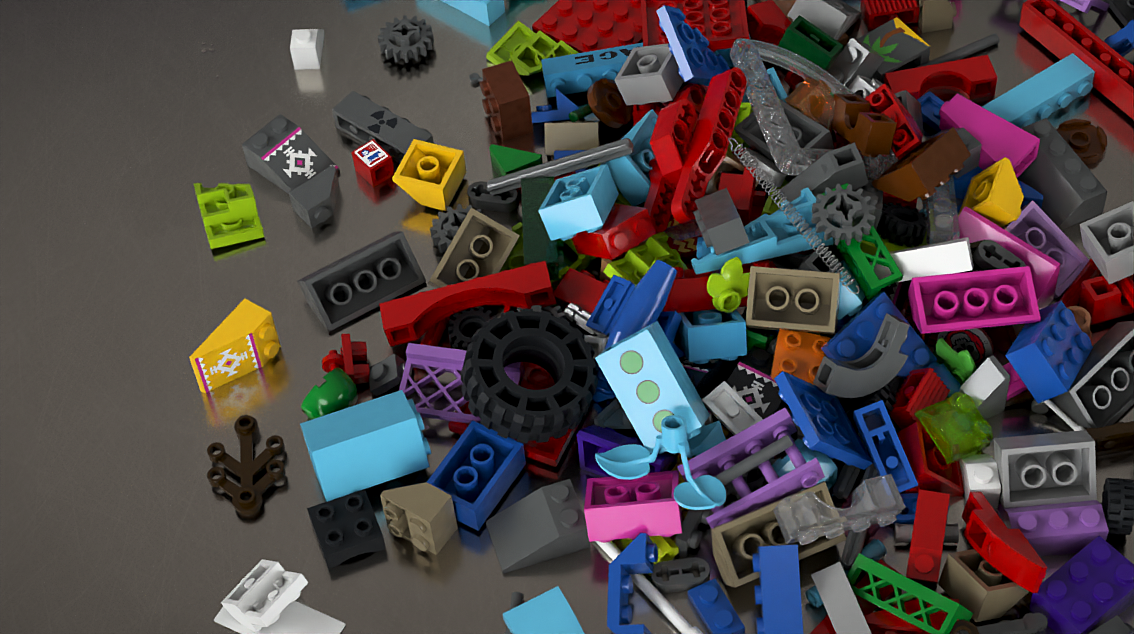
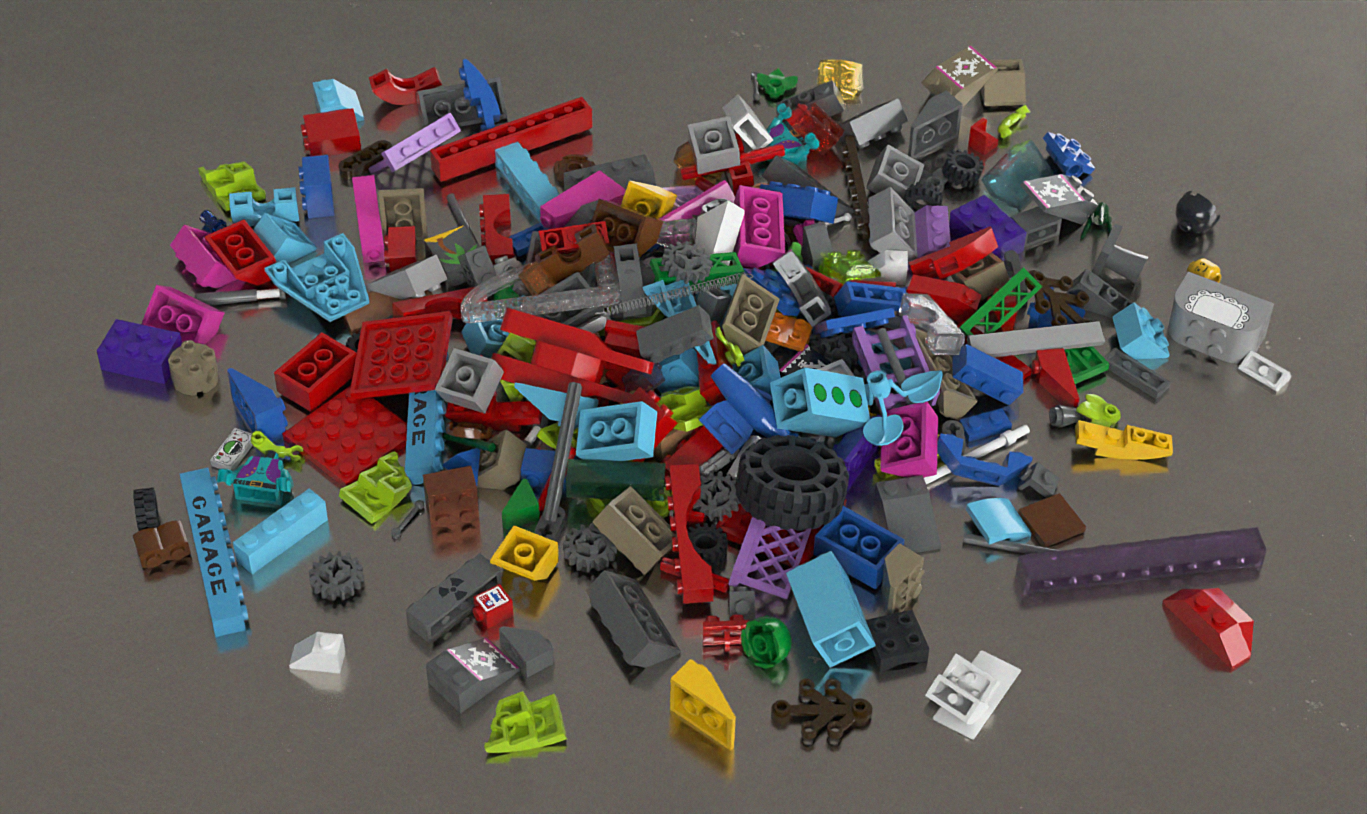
camera: 90 degrees left, 5 degrees down
(689, 46) = (469, 343): blue plate -> none
(811, 43) = (460, 280): dark green slope -> none

